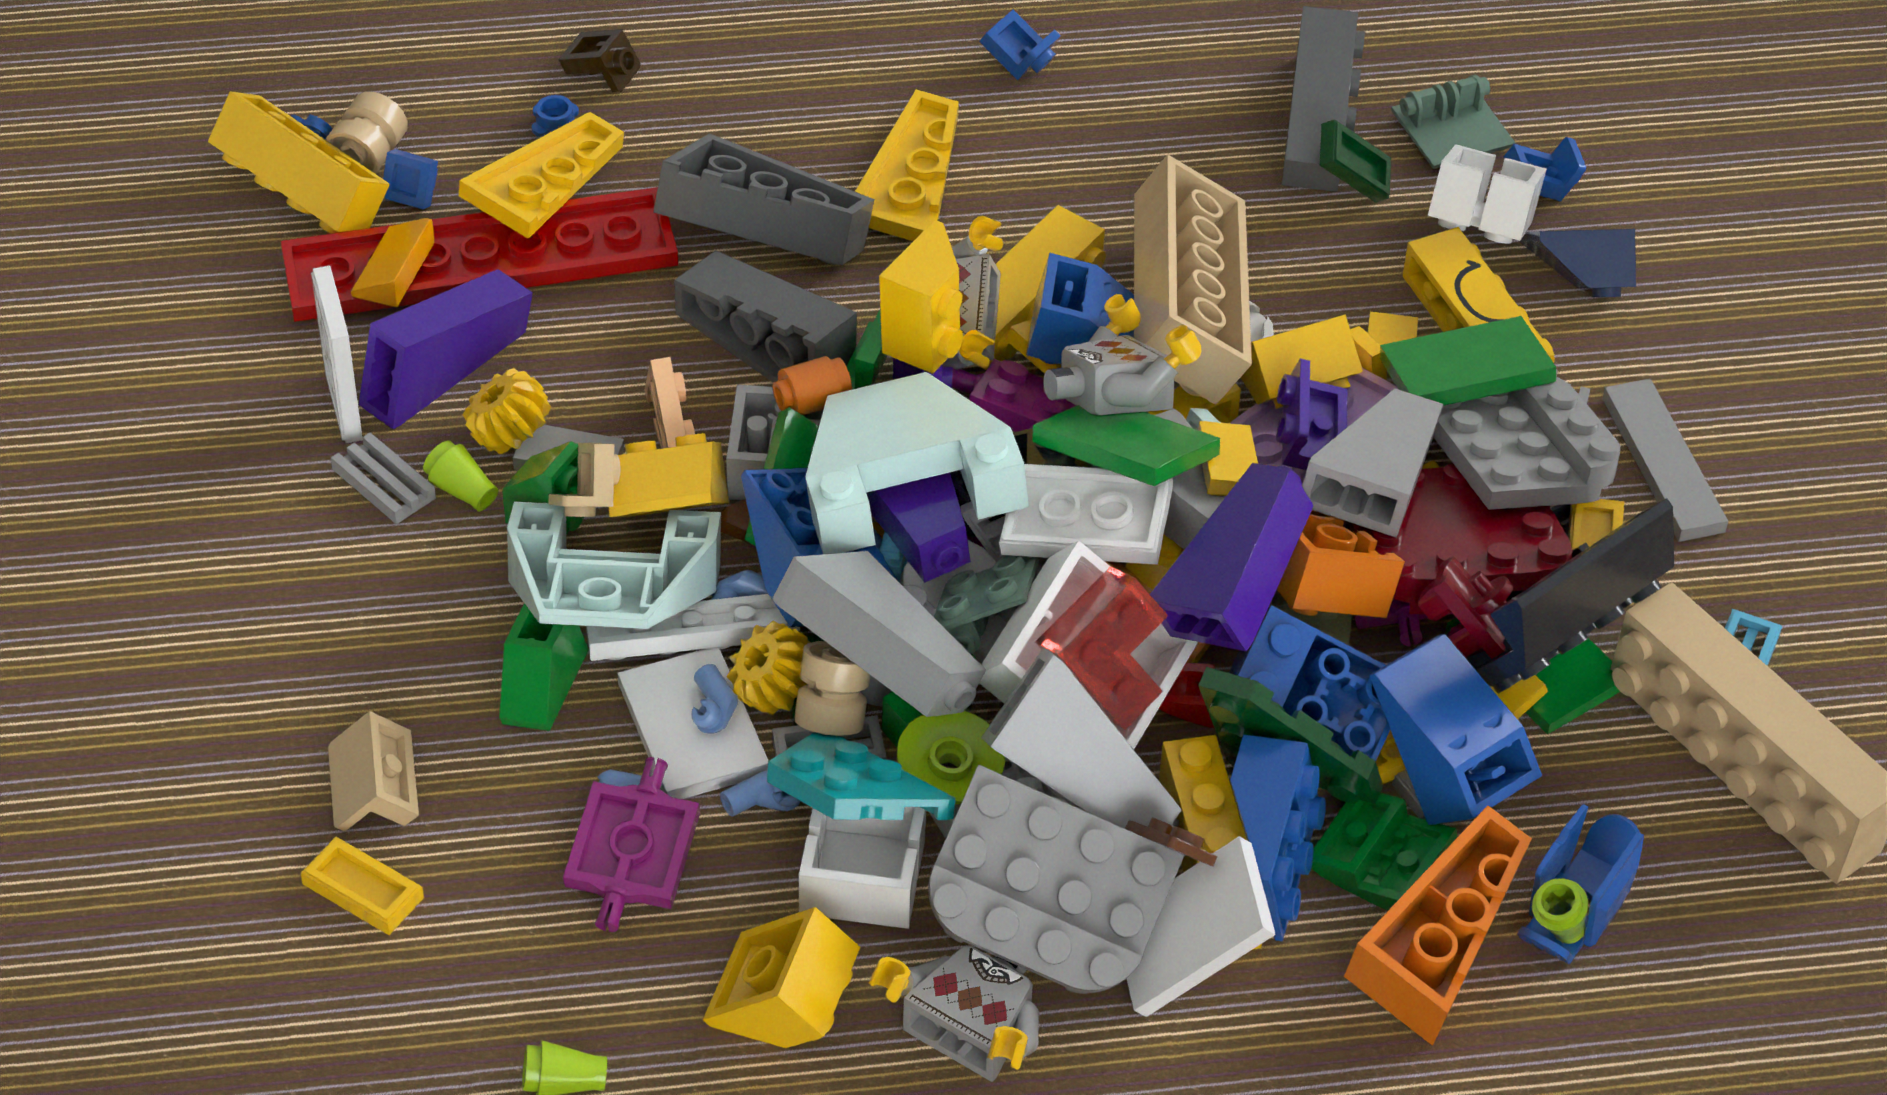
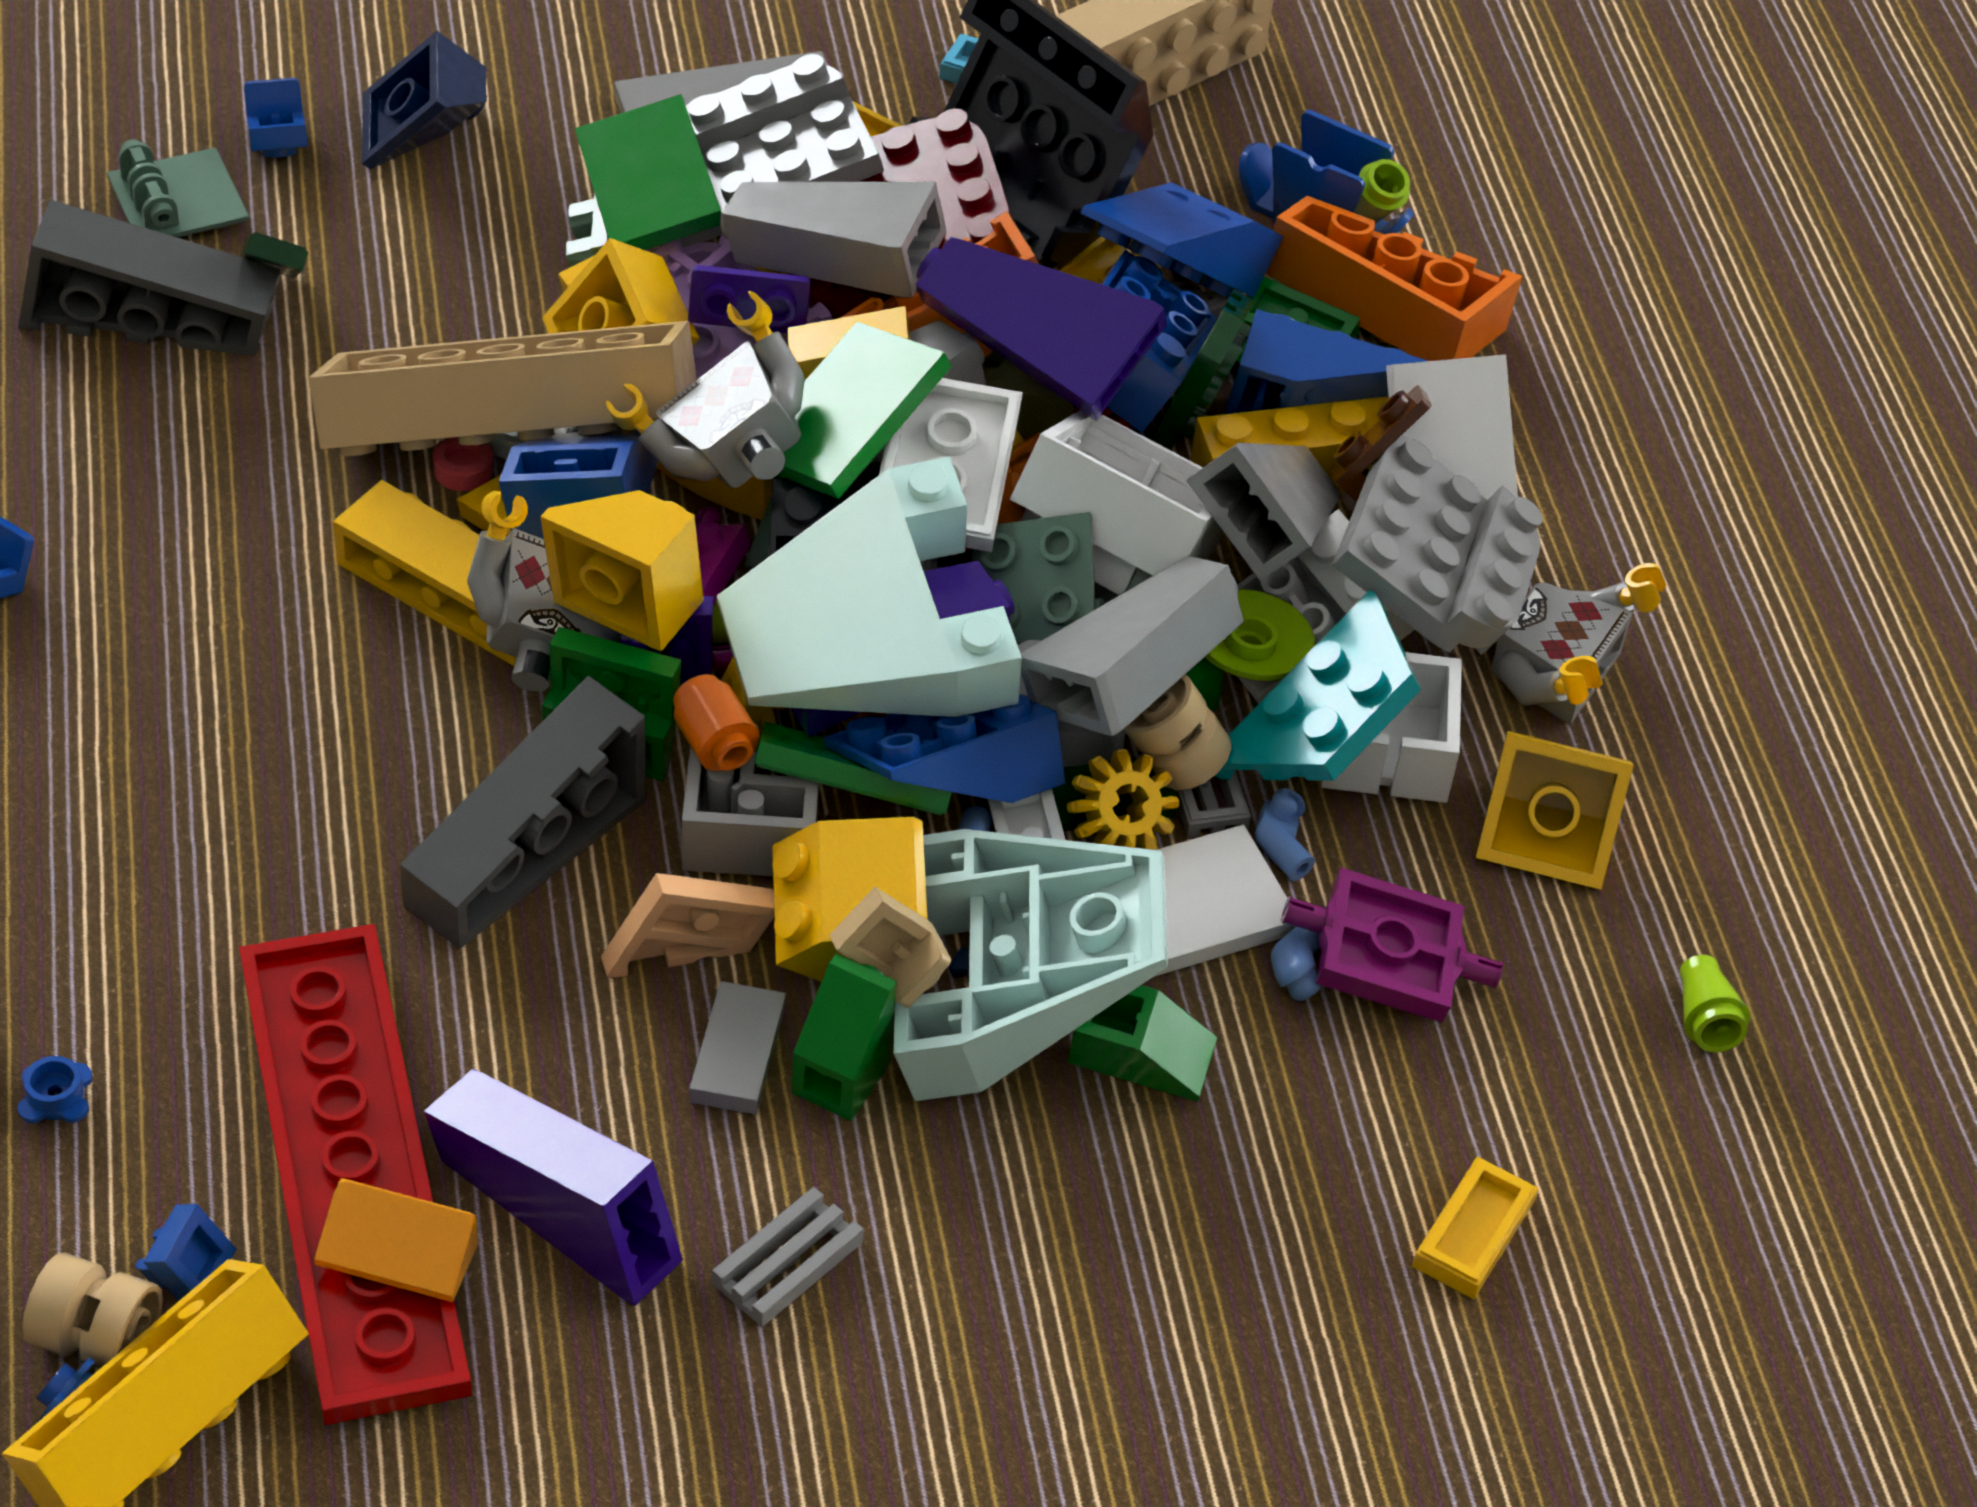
camera: 95 degrees left, 0 degrees up
(336, 354) = (634, 1264): white tile -> none
(373, 772) = (1315, 1226): tan panel -> none
(458, 474) = (788, 1161): lime cone -> none
(506, 411) = (676, 1078): yellow gear -> none
(542, 175) = (212, 1079): yellow wing -> none
(719, 700) = (1190, 862): medium blue arm -> none
(763, 200) = (294, 822): dark grey wedge -> none
(912, 167) = (240, 697): yellow wing -> none
(1097, 642) = (1143, 435): clear red brick -> none
(1391, 328) = (534, 275): yellow tile -> none
(1458, 284) = (492, 200): yellow brick -> none
(1463, 188) = (344, 150): white piece -> none
(1471, 602) = (1041, 192): dark red hips -> none

